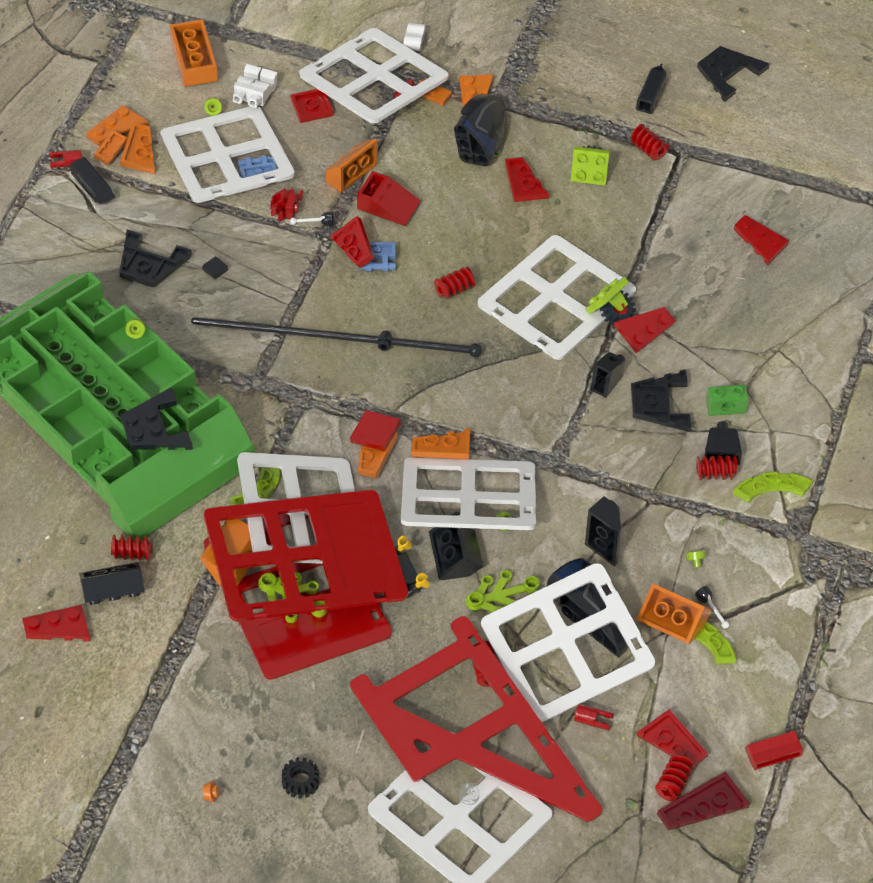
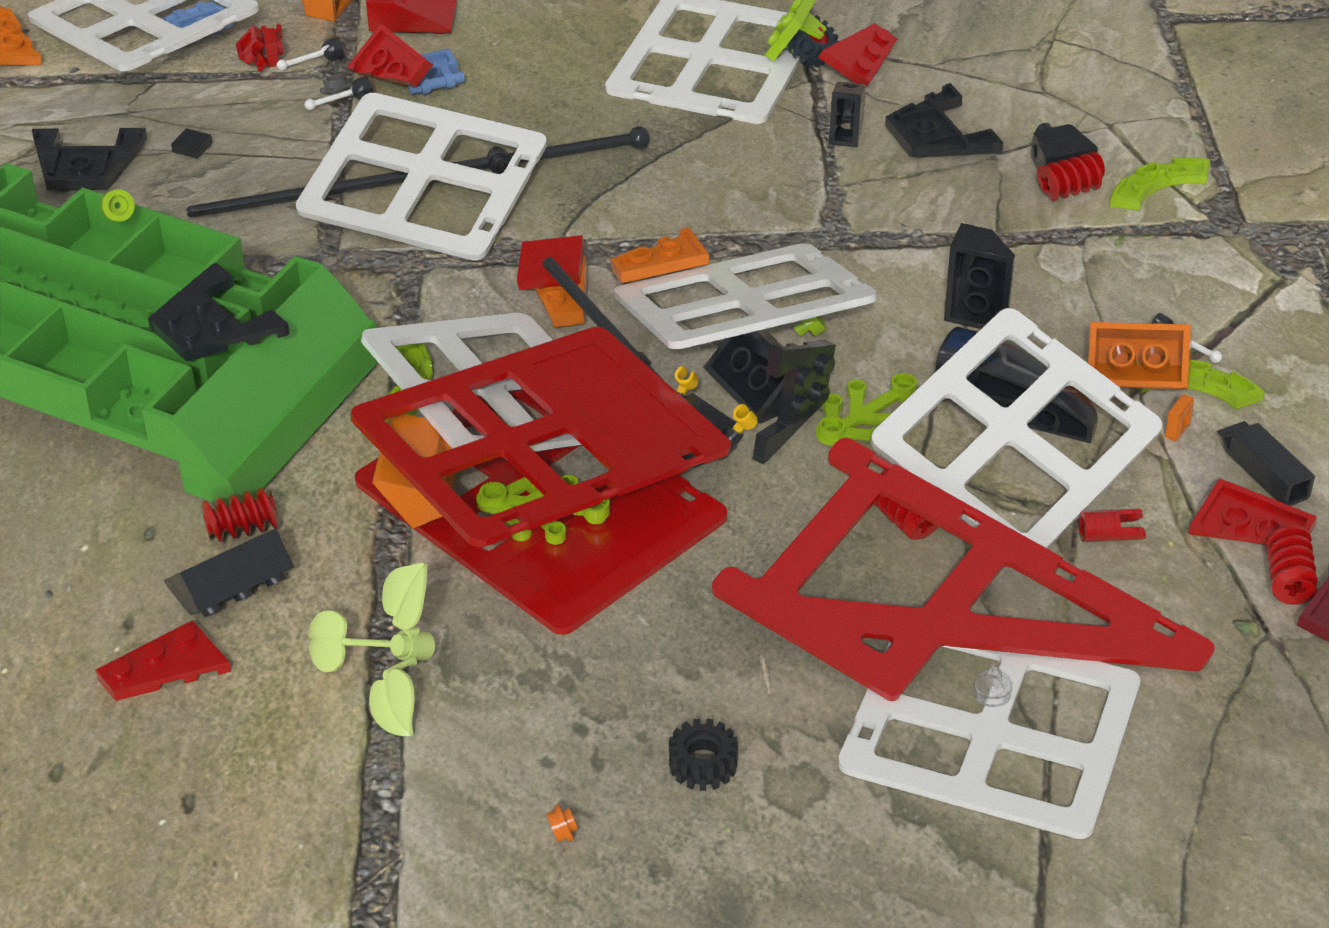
camera: 20 degrees left, 10 degrees down
(180, 640) = (393, 697): none -> yellowish green plant
(316, 248) = (335, 83): none -> dark grey plate
(330, 257) = (358, 89): none -> hinge
(335, 335) = (422, 169): none -> white window
(392, 516) = (589, 307): none -> black bar
(454, 281) = (562, 71): red piece -> none
(464, 572) = (803, 392): none -> black wing
(674, 660) = (1179, 417): none -> orange tile
(696, 556) = (1117, 286): lime tile -> none
(705, 707) = (1268, 462): none -> black piece
(727, 400) = (1030, 101): bright green brick -> none

